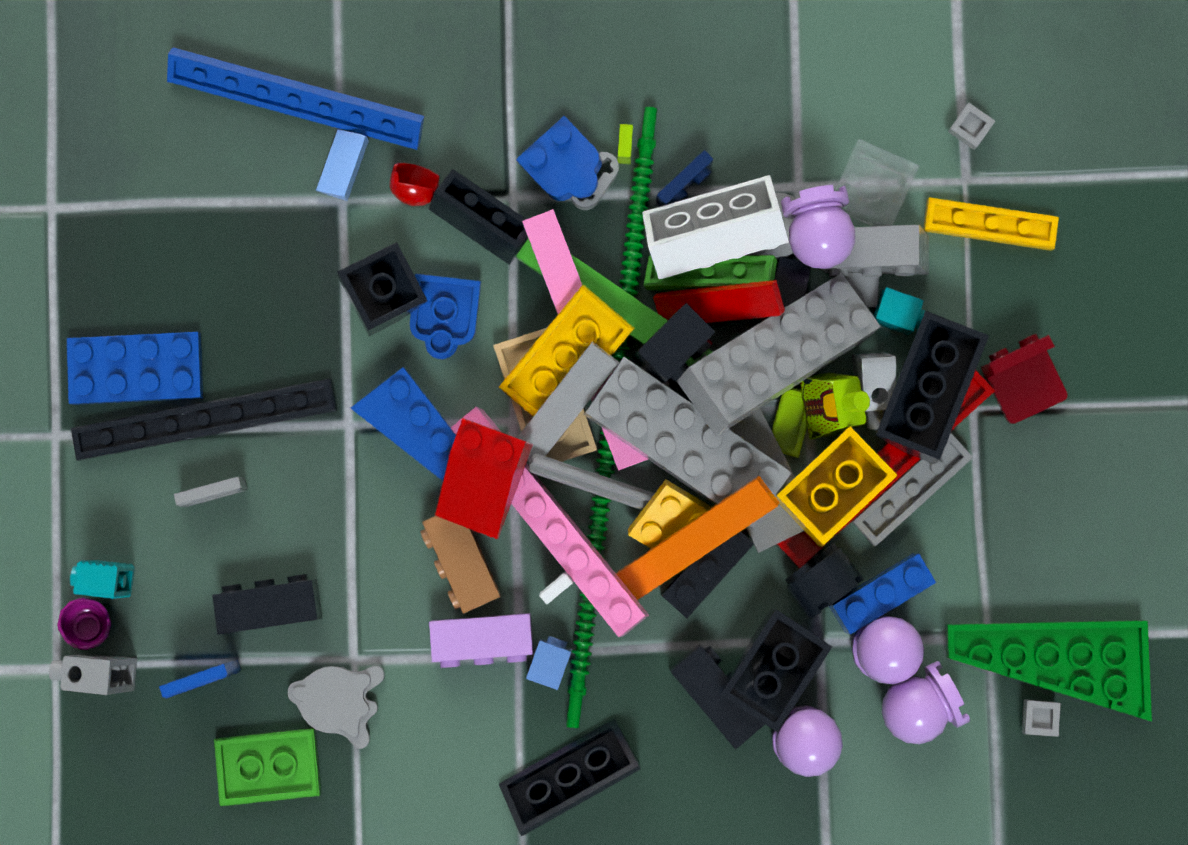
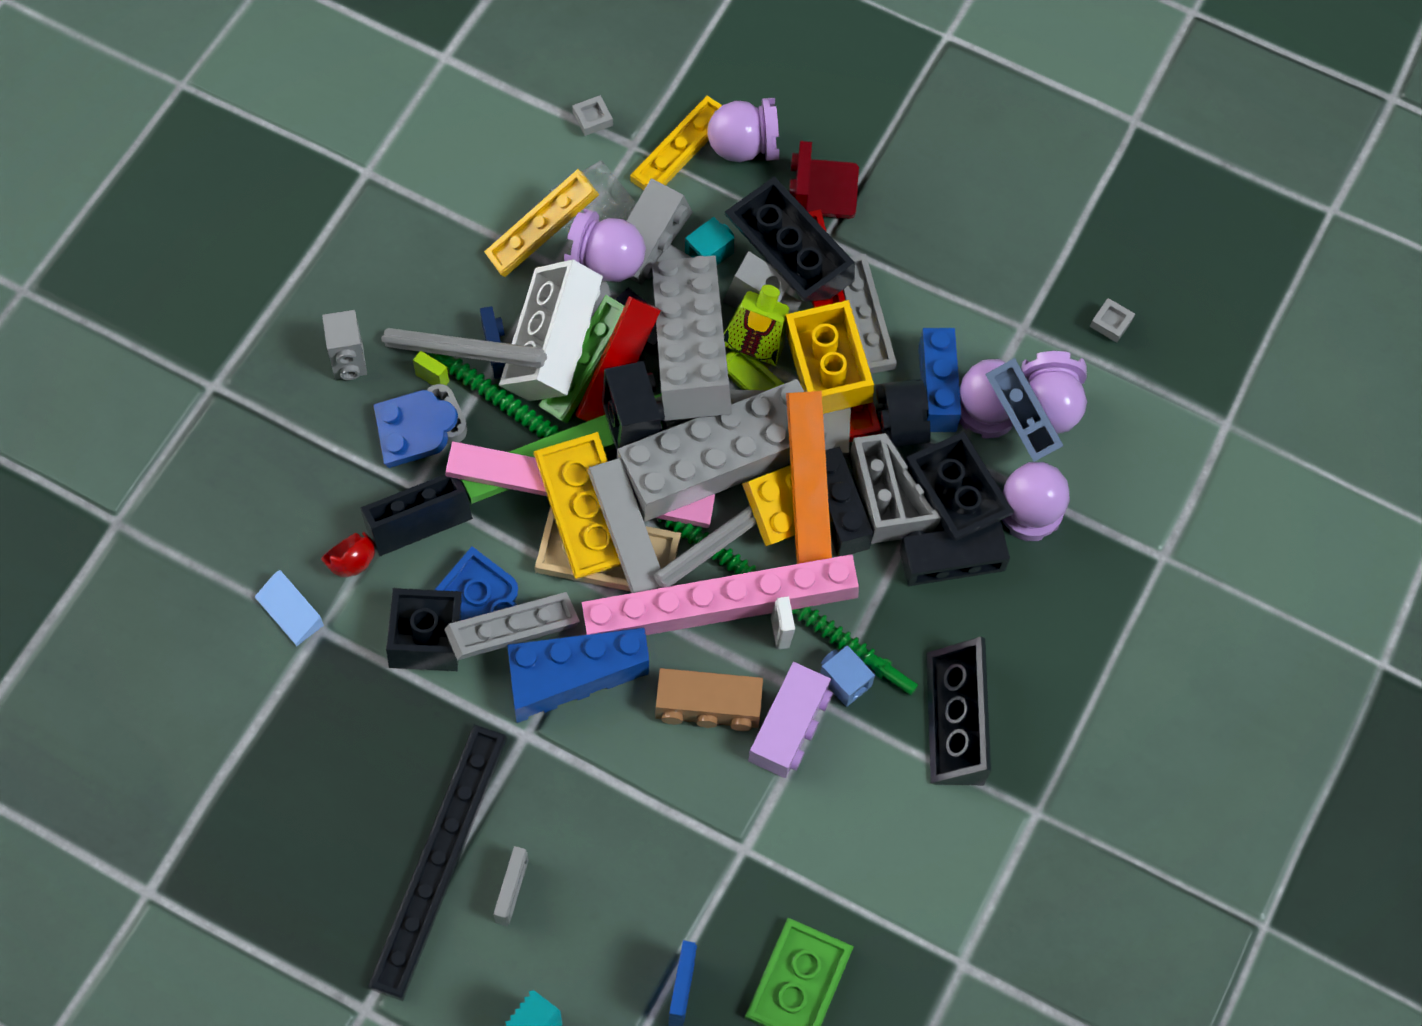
camera: 65 degrees left, 20 degrees down
(134, 368) = (349, 897): blue plate -> none
(266, 604) = (647, 893): black brick -> none
(294, 98) = (200, 615): blue plate -> none
(338, 701) = (773, 883): light grey tile -> none
(423, 360) = (511, 625): none -> light grey plate
(481, 478) = (650, 621): red slope -> none
(598, 57) = (344, 345): none -> light grey brick
(652, 163) = (464, 347): none -> light grey axle
(739, 607) = (888, 491): none -> light grey wedge
(823, 151) = (541, 223): none -> yellow tile
(874, 697) = (1024, 410): none -> sand blue slope
(1033, 274) = (743, 131): none -> lavender tile
(1082, 659) = (1076, 271): green wing -> none

